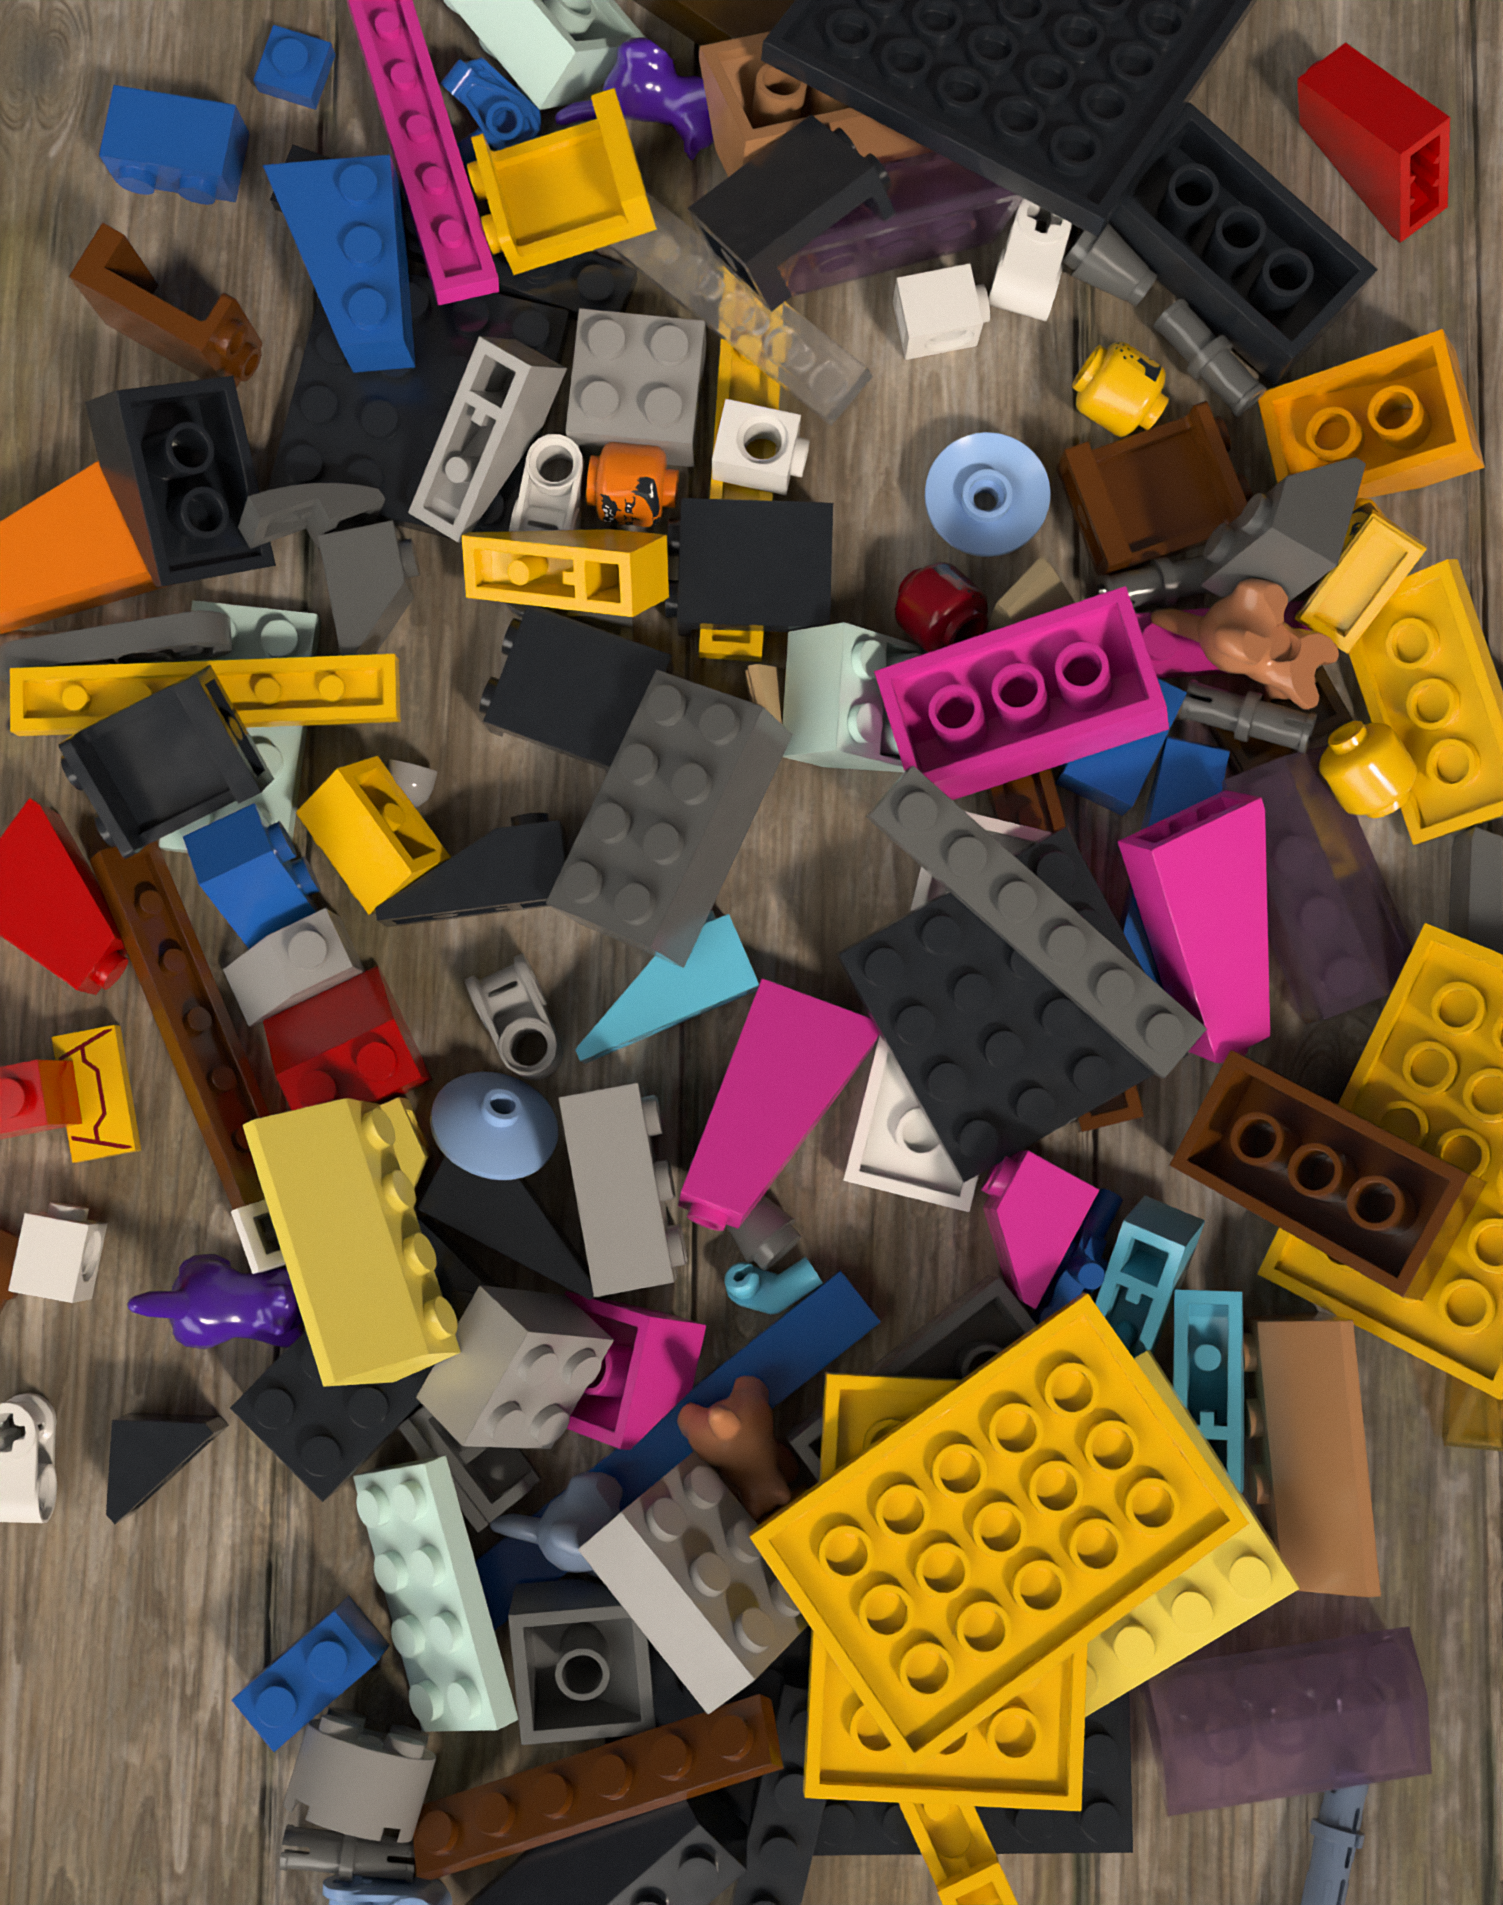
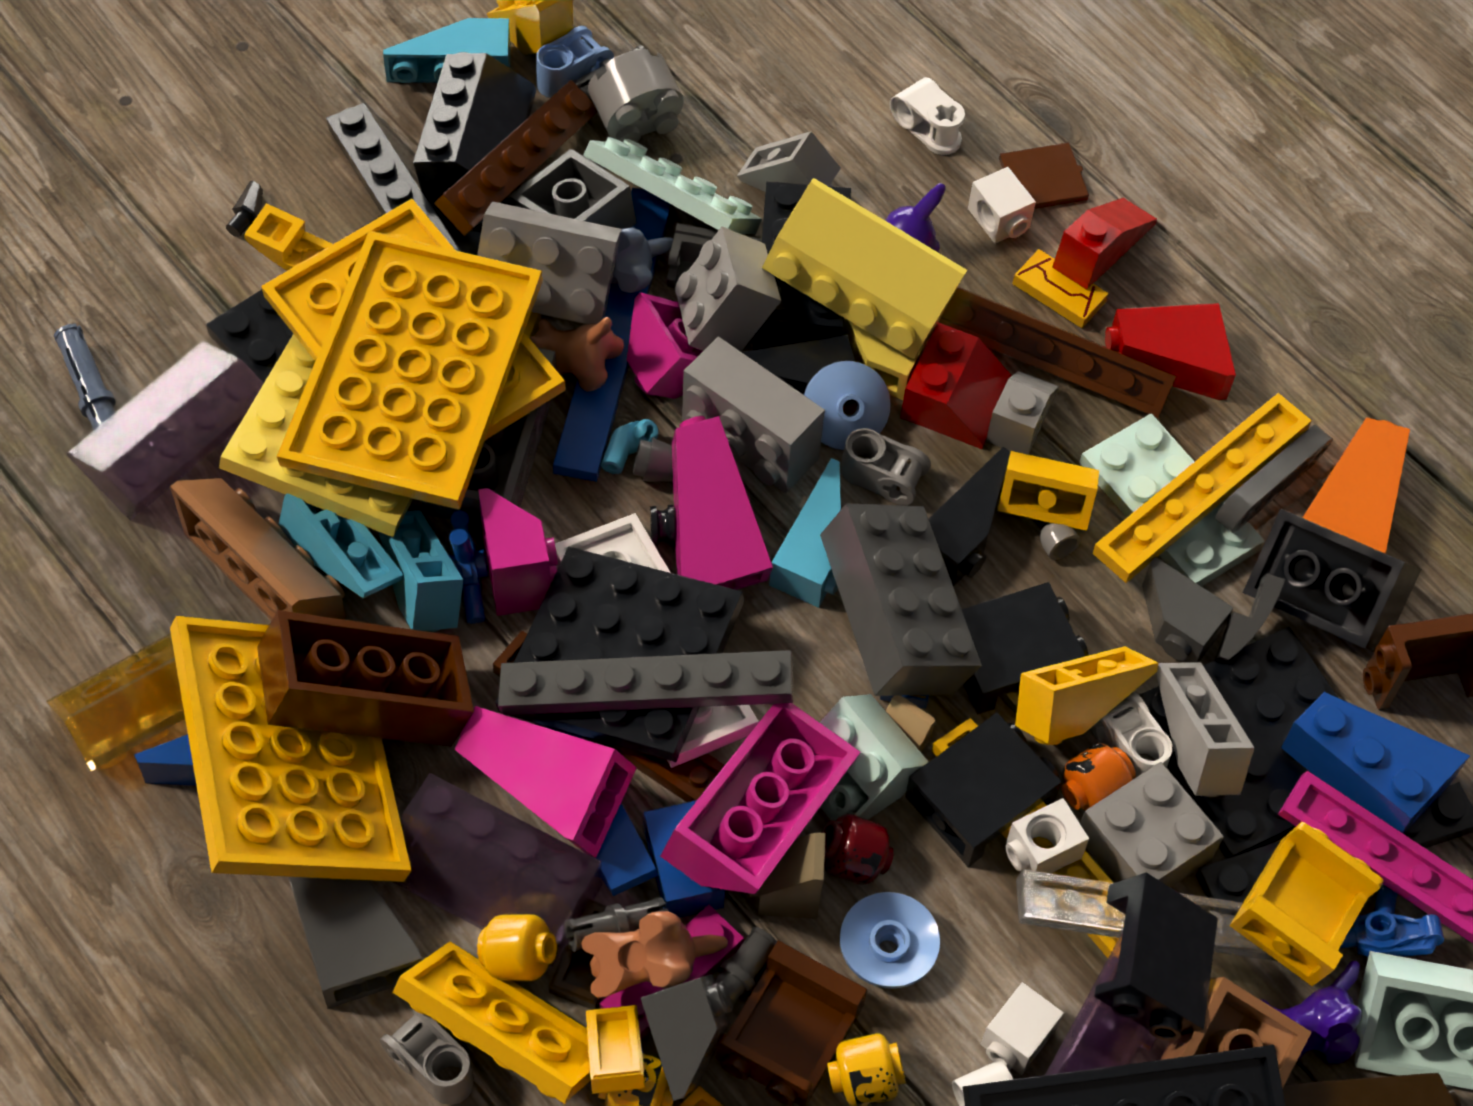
camera: 135 degrees right, 25 degrees down
(150, 1452) = (873, 159): black slope -> none
(164, 762) = (1186, 430): black panel -> none
(252, 873) = (1086, 417): blue brick -> none
(261, 1517) = (789, 161): none -> light grey slope
(311, 1673) = (701, 125): blue brick -> none
(824, 1143) = (662, 525): none -> black bush

